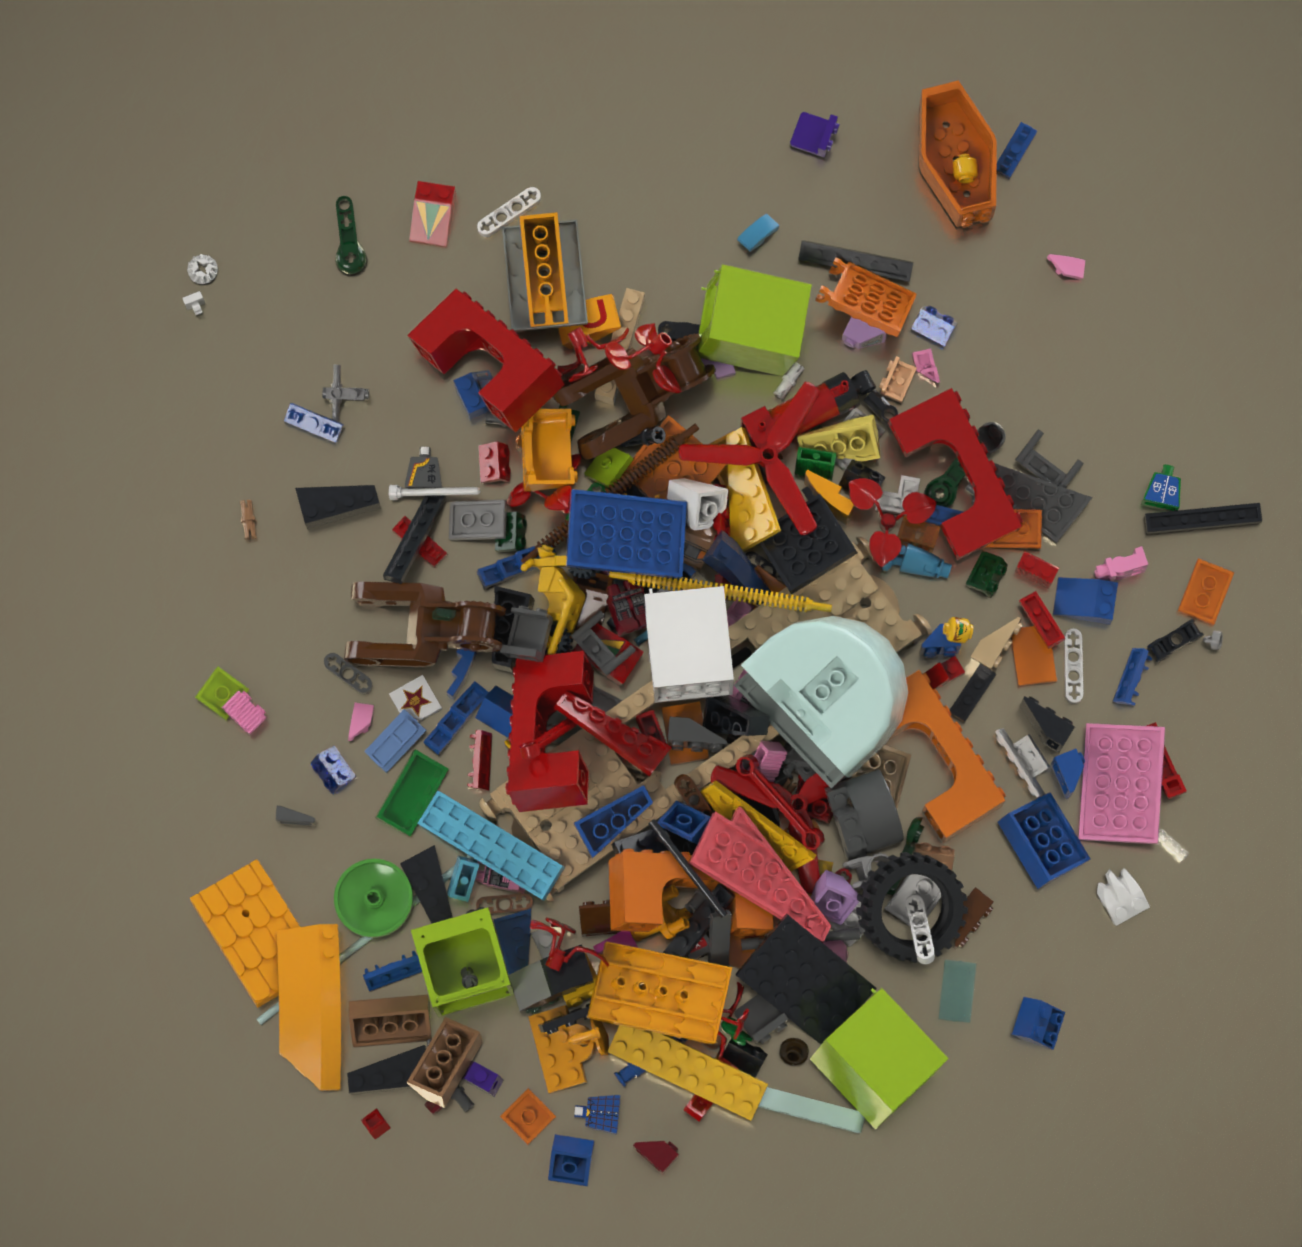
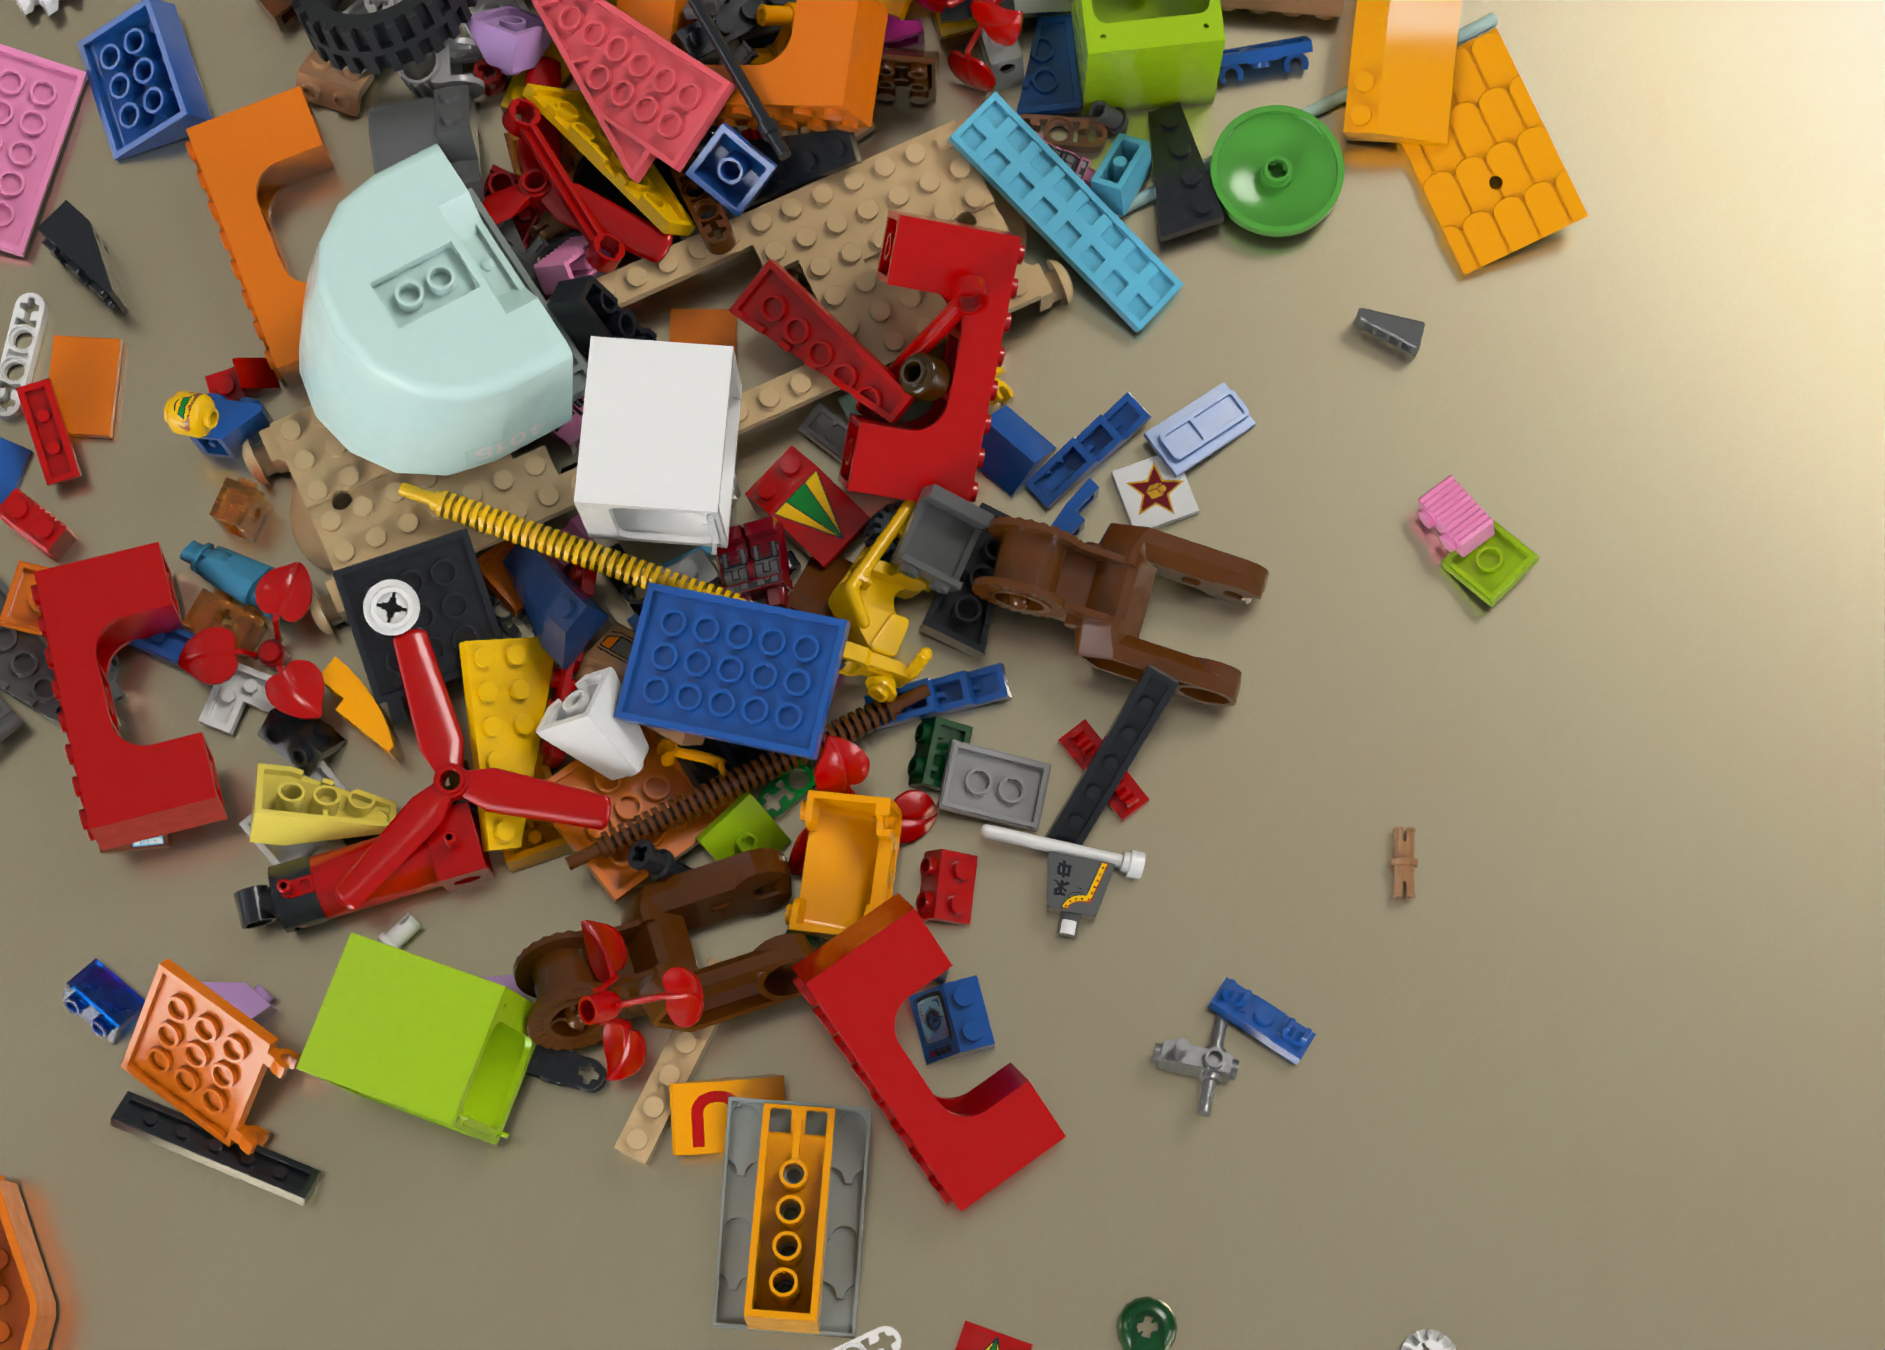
camera: 170 degrees left, 0 degrees up
(194, 301) = (1451, 1290): white tile -> none
(332, 769) = (1314, 399): clear blue bracket -> none
(335, 503) = (1253, 860): black wedge -> none
(356, 686) = (1254, 534): dark grey beam -> none
(360, 720) = (1253, 476): bright pink slope -> none
(411, 792) = (1186, 338): green slope -> none
(443, 614) = (1082, 593): clear green tile -> none
(481, 760) = (1058, 369): red plate -> none
(550, 715) = (924, 376): none -> dark brown head
(579, 341) = (775, 1035): red plant -> none
(597, 649) = (824, 504): dark grey plate -> none
(609, 821) = (851, 194): blue wedge -> none
(650, 726) = (756, 356): red brick -> none
(690, 734) = (683, 322): dark grey slope -> none
(757, 232) = (381, 1236): dark azure slope -> none
(815, 533) = (400, 621): none -> white gear
(816, 461) = (374, 777): green brick -> none
(880, 406) = (235, 863): black piece -> none
(898, 380) = (194, 908): light nougat bracket -> none
(913, 834) = (353, 122): dark green beam -> none
(923, 595) = (240, 509): none -> clear orange brick
(925, 364) = (138, 932): bright pink slope -> none
(948, 482) = (151, 705): dark green beam -> none
(972, 692) = (201, 339): black plate -> none
(987, 573) = (129, 528): dark green bracket -> none
(991, 647) = (132, 402): tan slope -> none
(992, 436) = (51, 773): dark grey hair -> none
(1027, 759) = (137, 213): white bracket -> none
(1068, 770) = (70, 171): blue slope -> none

